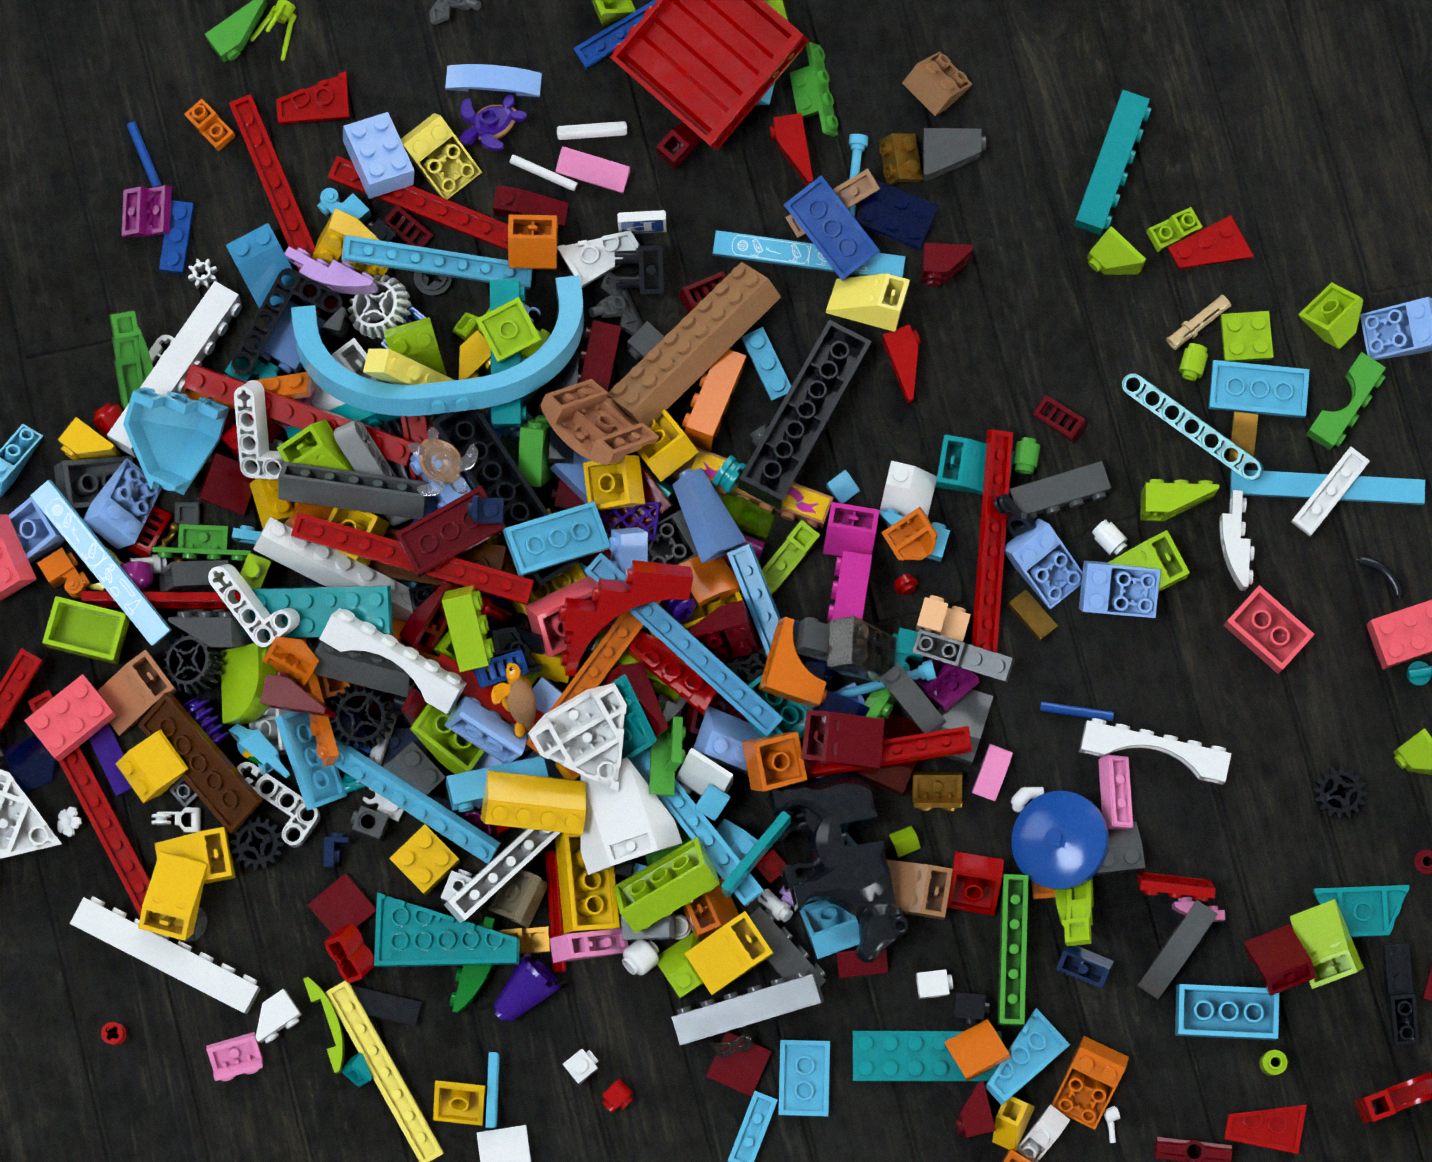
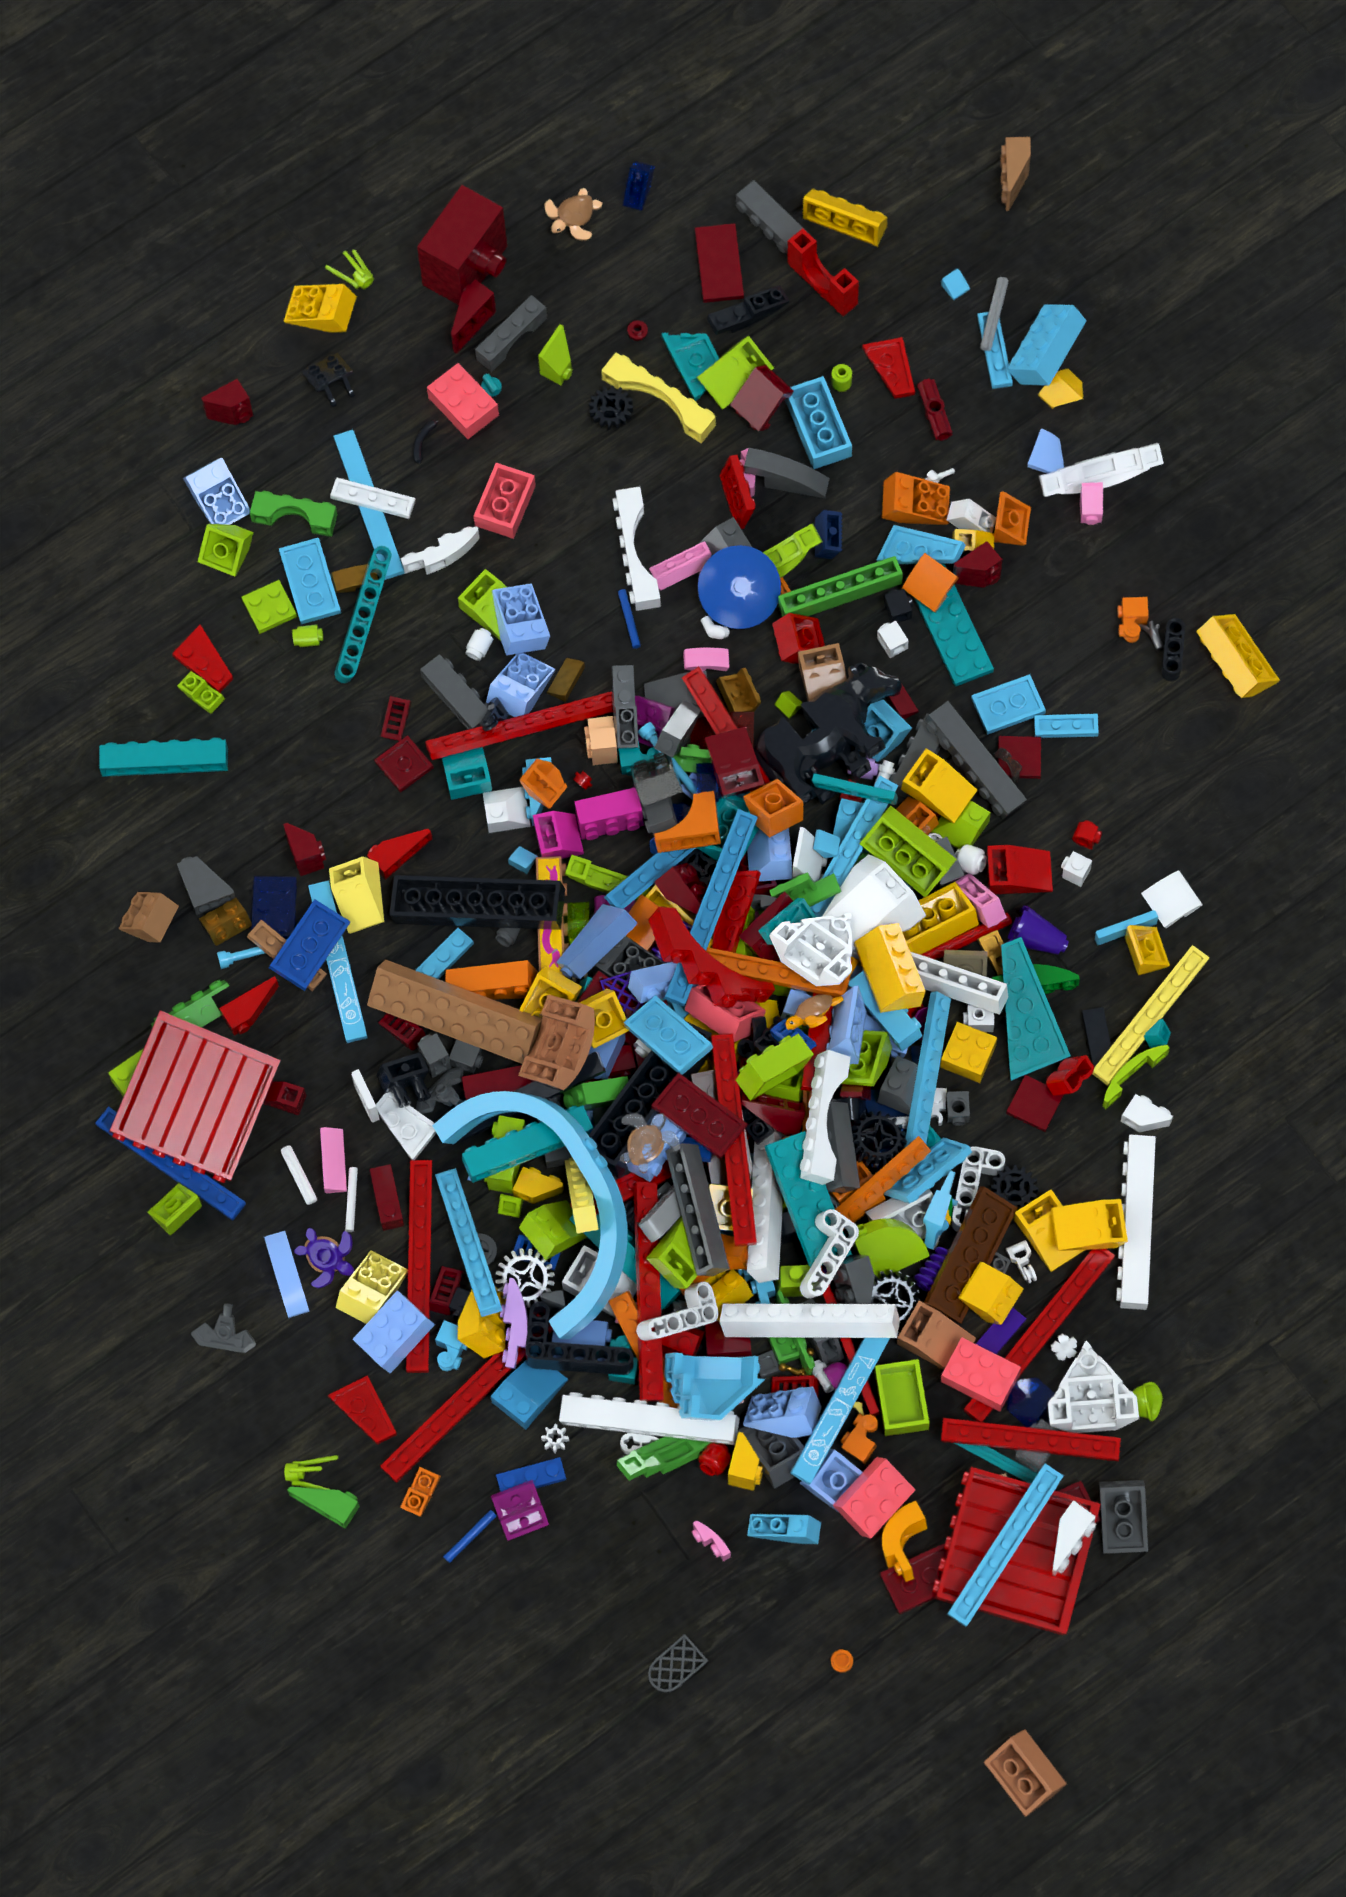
camera: 110 degrees left, 10 degrees down
(37, 381) = (706, 1536): none -> bright pink slope
(121, 1032) = (1224, 1234): red bush -> none
(195, 563) = (810, 1320): none -> white brick
(235, 1057) = (1193, 1132): bright pink bracket -> none
(290, 695) = (886, 1194): dark red slope -> none
(291, 657) = (856, 1203): orange slope -> none
(331, 853) = (995, 1128): dark blue bracket -> none
(486, 510) = (671, 1088): dark blue bracket -> none
(508, 330) = (510, 1141): lime plate -> none
(532, 241) = (419, 1173): orange slope -> none
(605, 1003) = (1018, 870): none -> red slope
(657, 307) = (434, 1054): none -> dark grey brick
(729, 474) = (553, 937): teal wheel -> none
(1005, 406) = (404, 763): none -> dark red tile
(1026, 456) = (437, 729): bright green brick -> none
(1115, 255) = (242, 725): lime slope -> none
(1165, 500) = (429, 606): lime slope -> none
(1191, 328) = (280, 649): tan pin -> none
(1373, 823) = (624, 374): none -> light yellow arch

